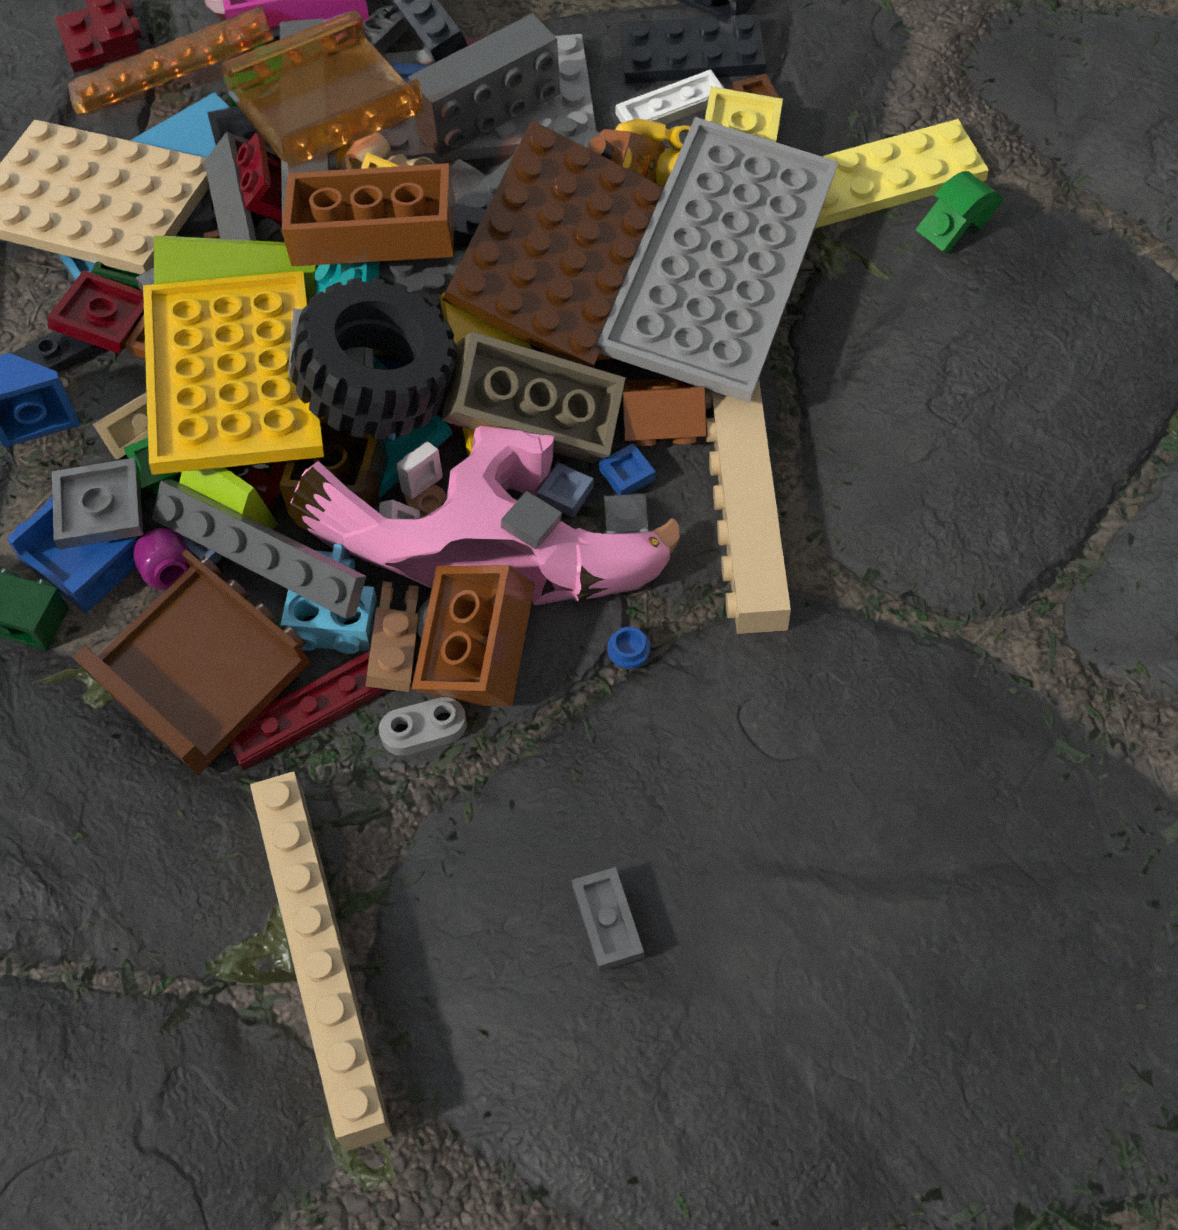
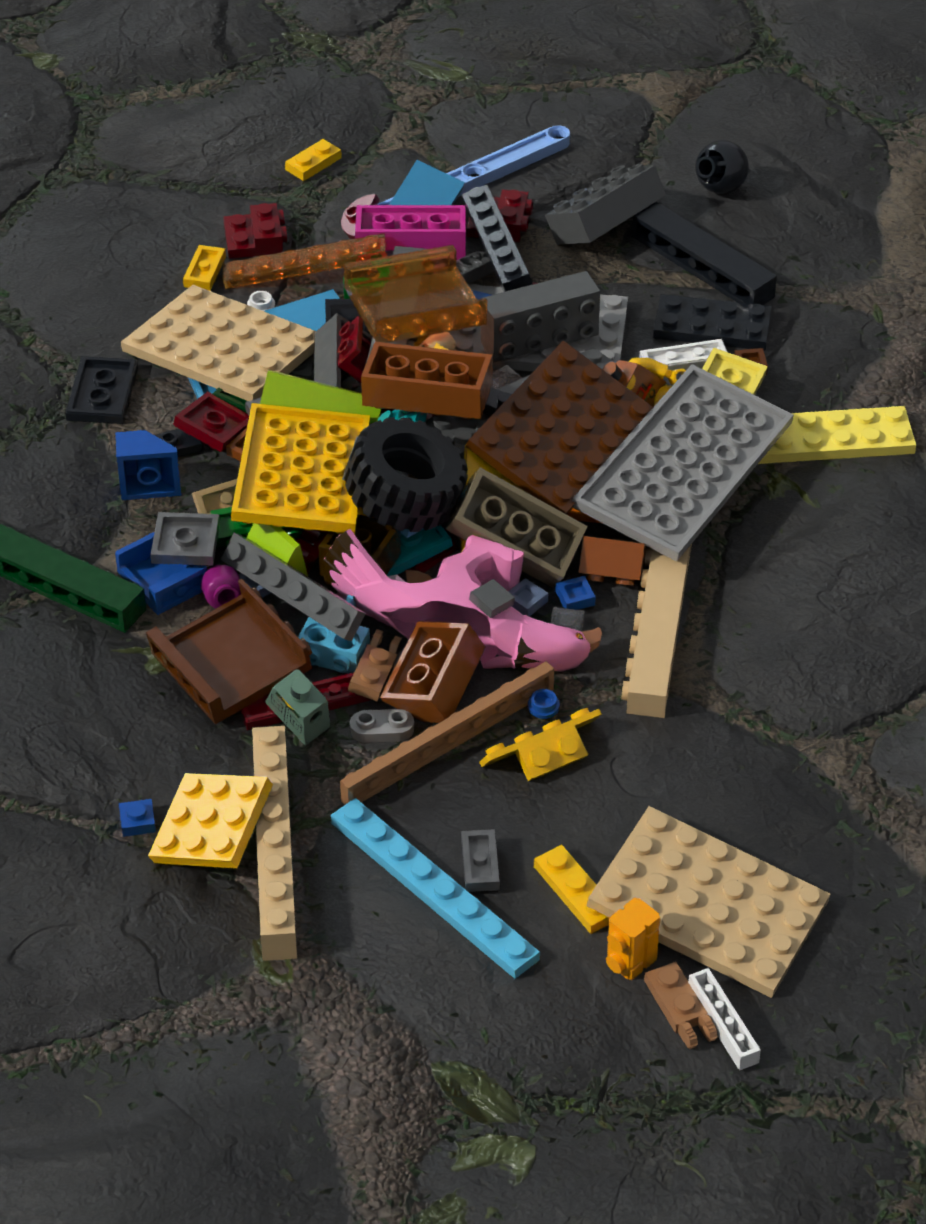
camera: 10 degrees right, 15 degrees down
(45, 92) = (204, 267): none -> yellow plate
(120, 951) = (137, 817): none -> blue plate
(126, 126) = (261, 300): none -> white plate
(224, 949) = (210, 820): none -> yellow plate
(308, 732) = (296, 702): none -> sand green torso
(419, 470) = (422, 562): white plate -> none
(503, 736) = (445, 735): none -> medium nougat plate
(558, 976) = (436, 888): none -> medium azure plate
(650, 719) = (547, 750): none -> yellow bracket
(746, 932) = (571, 885): none -> yellow plate
(853, 1016) = (633, 939): none -> light orange brick
(932, 918) = (712, 900): none -> tan plate
(937, 1093) = (680, 1003): none -> medium nougat hinge
(960, 202) = (883, 460): green brick -> none
(1006, 1110) = (728, 1024): none -> white piece

